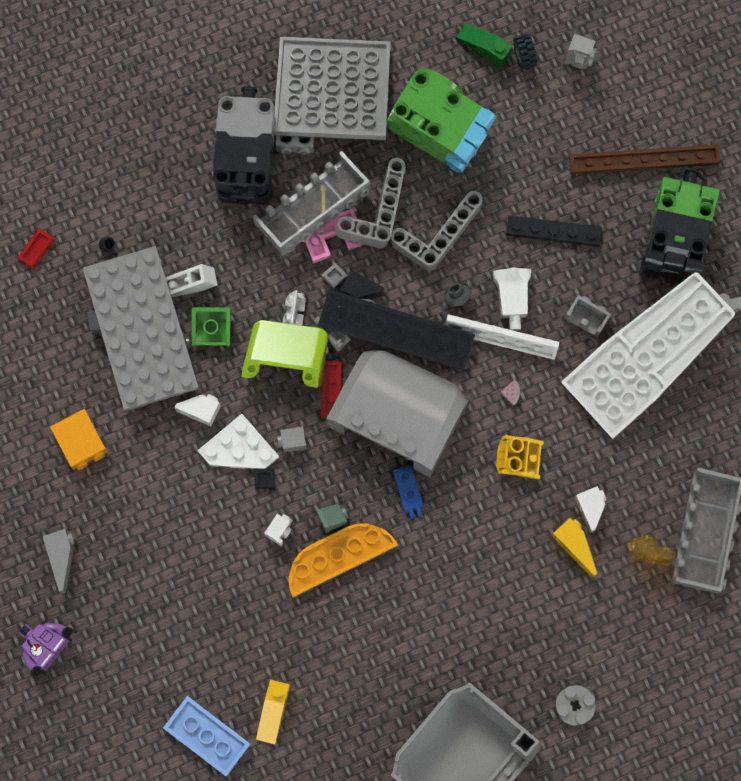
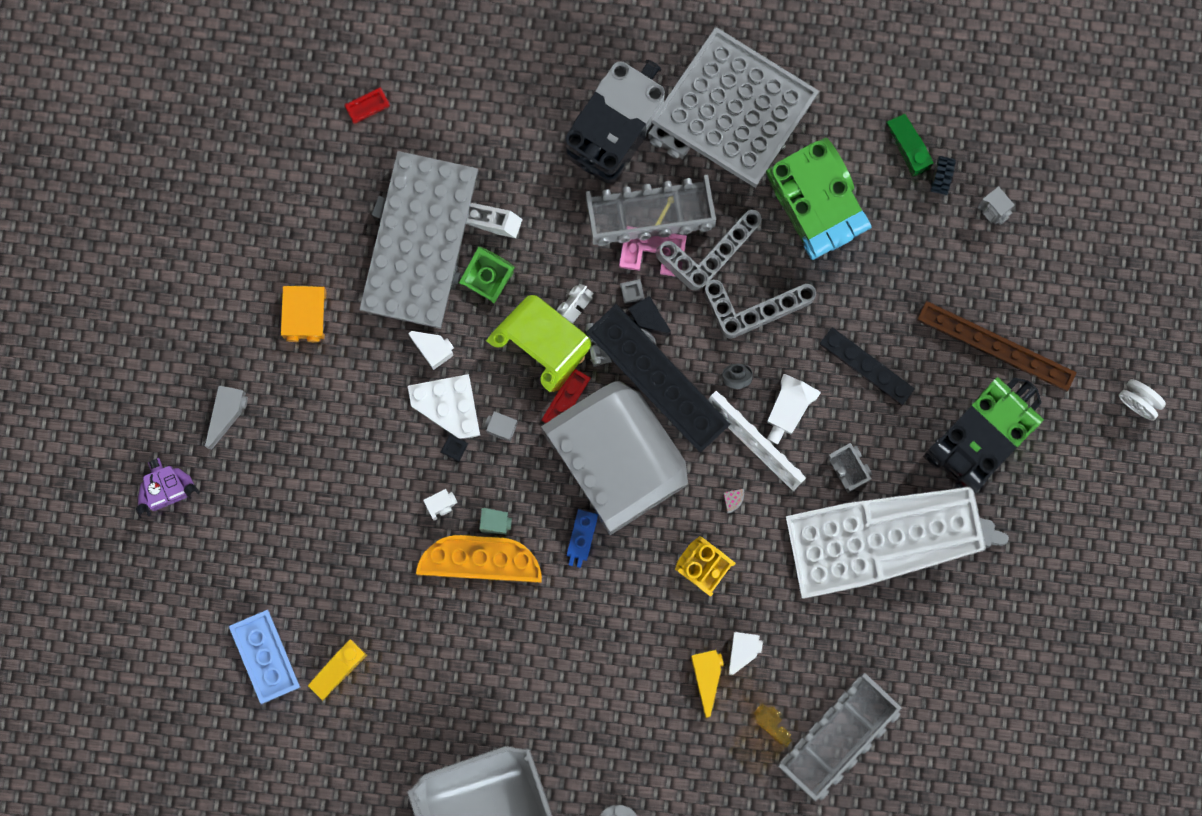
camera: 30 degrees right, 5 degrees up
(107, 244) = (435, 139): black hinge -> none

